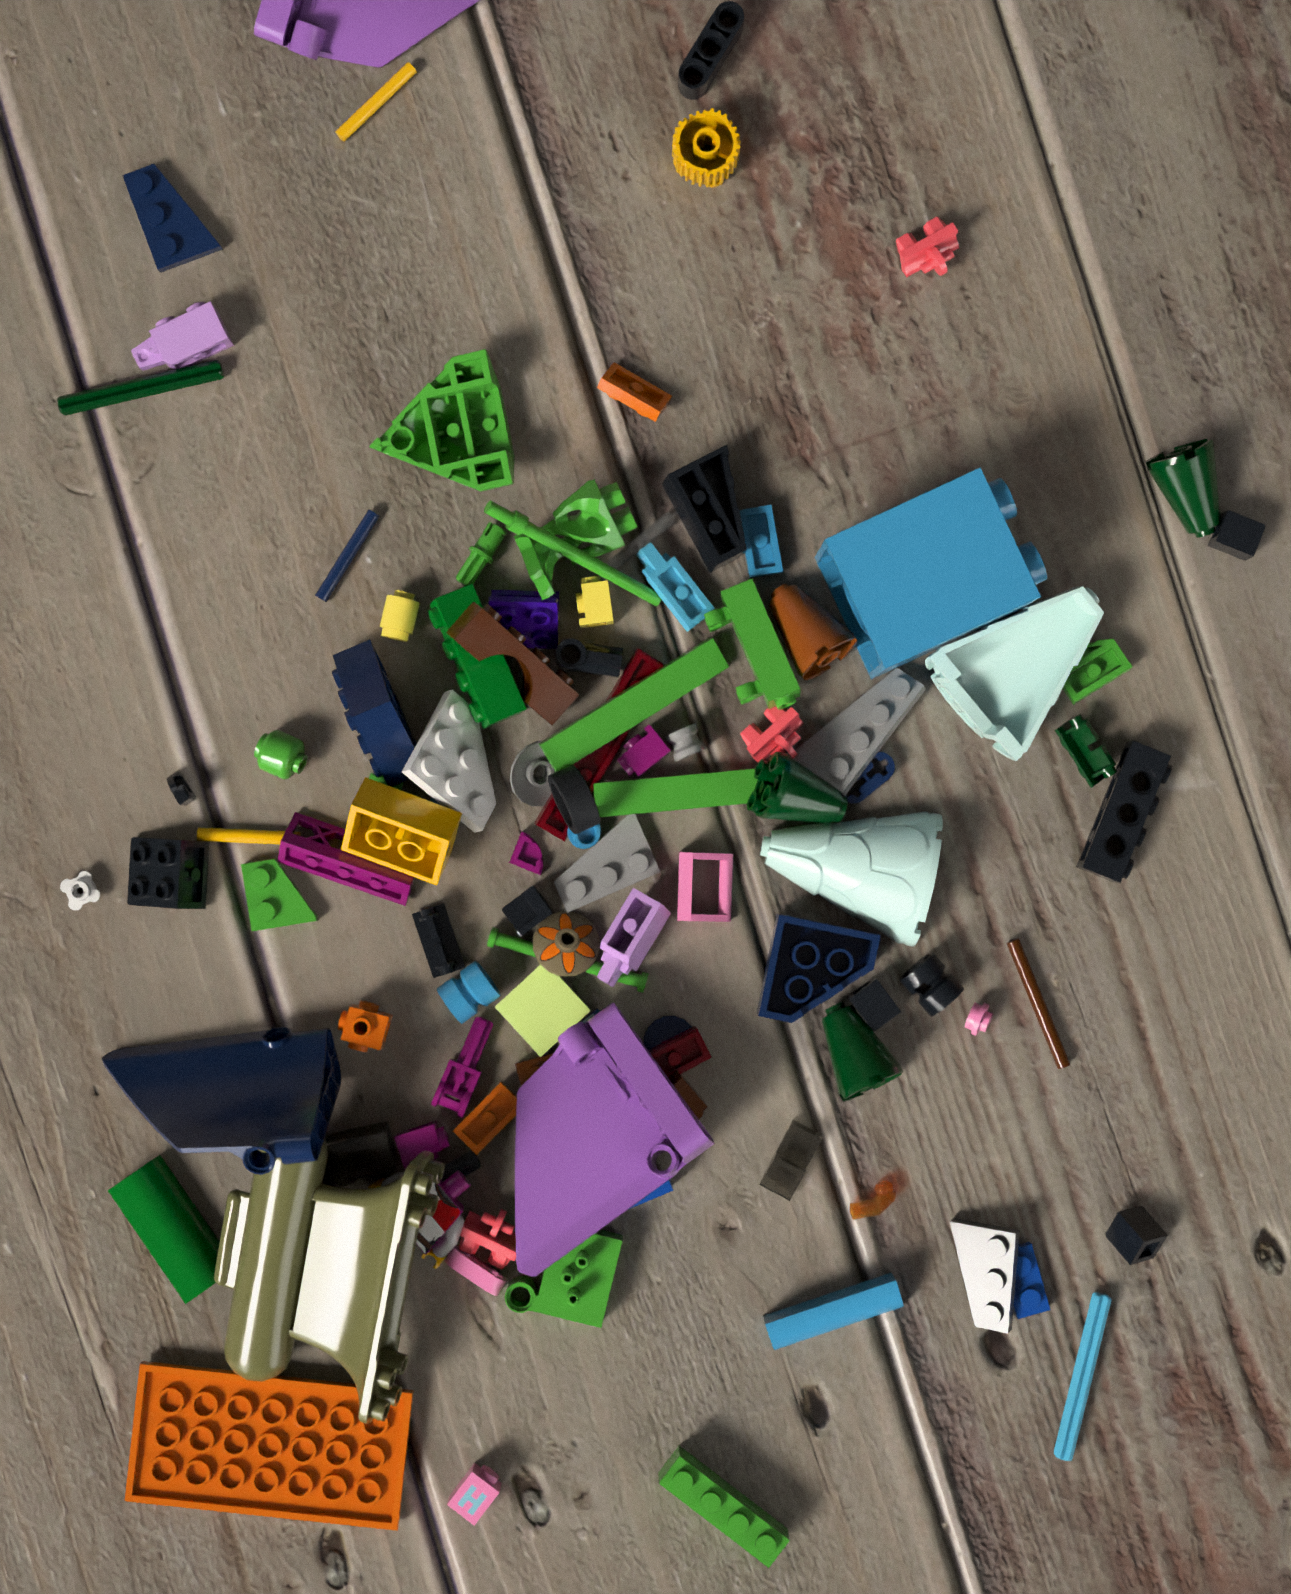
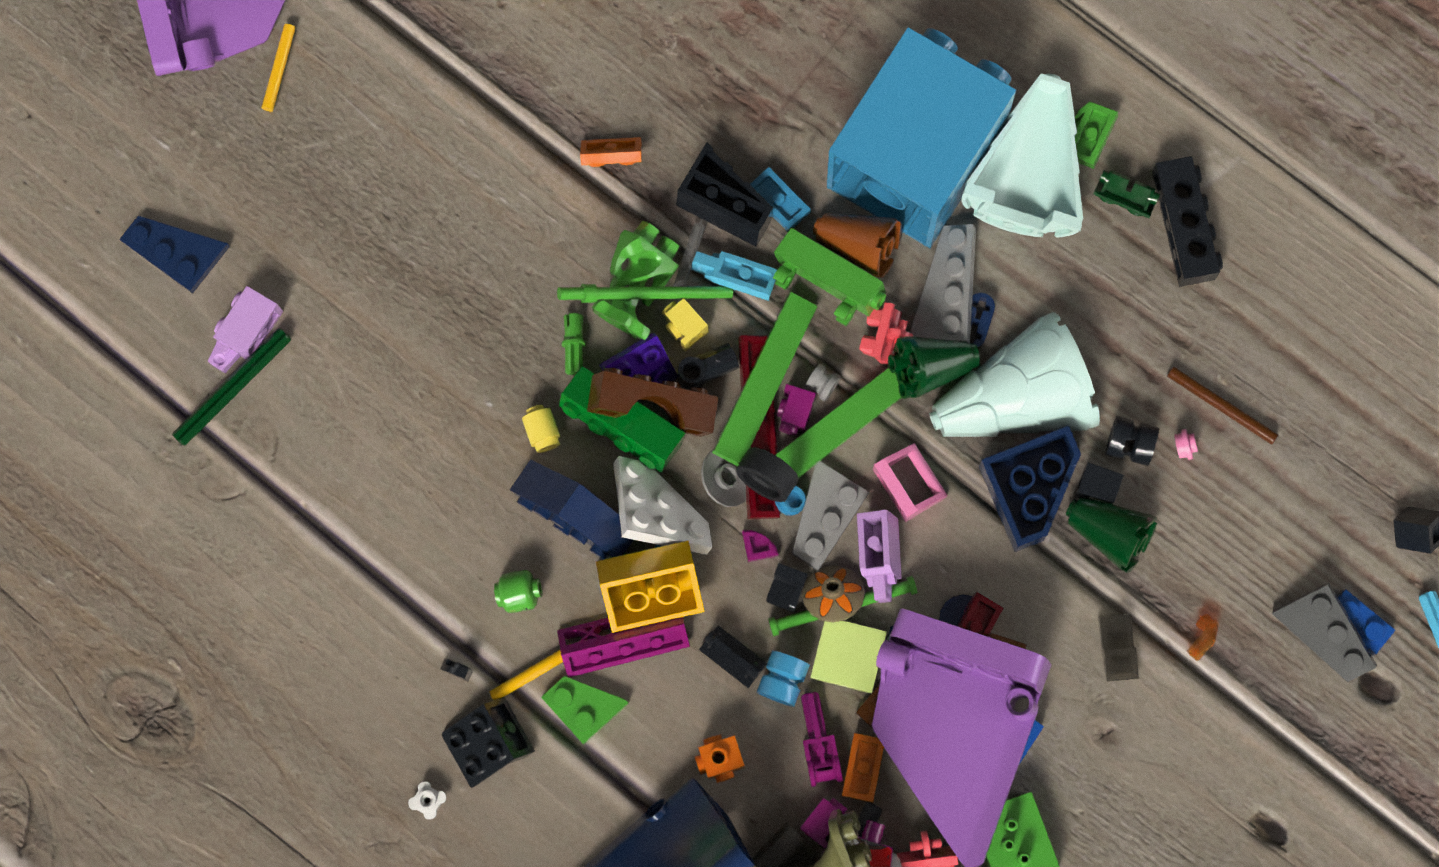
camera: 25 degrees left, 10 degrees down
(347, 555) = (471, 408): dark blue bar -> none
(456, 426) = (493, 259): bright green wedge -> none
(833, 1311) = (1232, 742): dark azure brick -> none

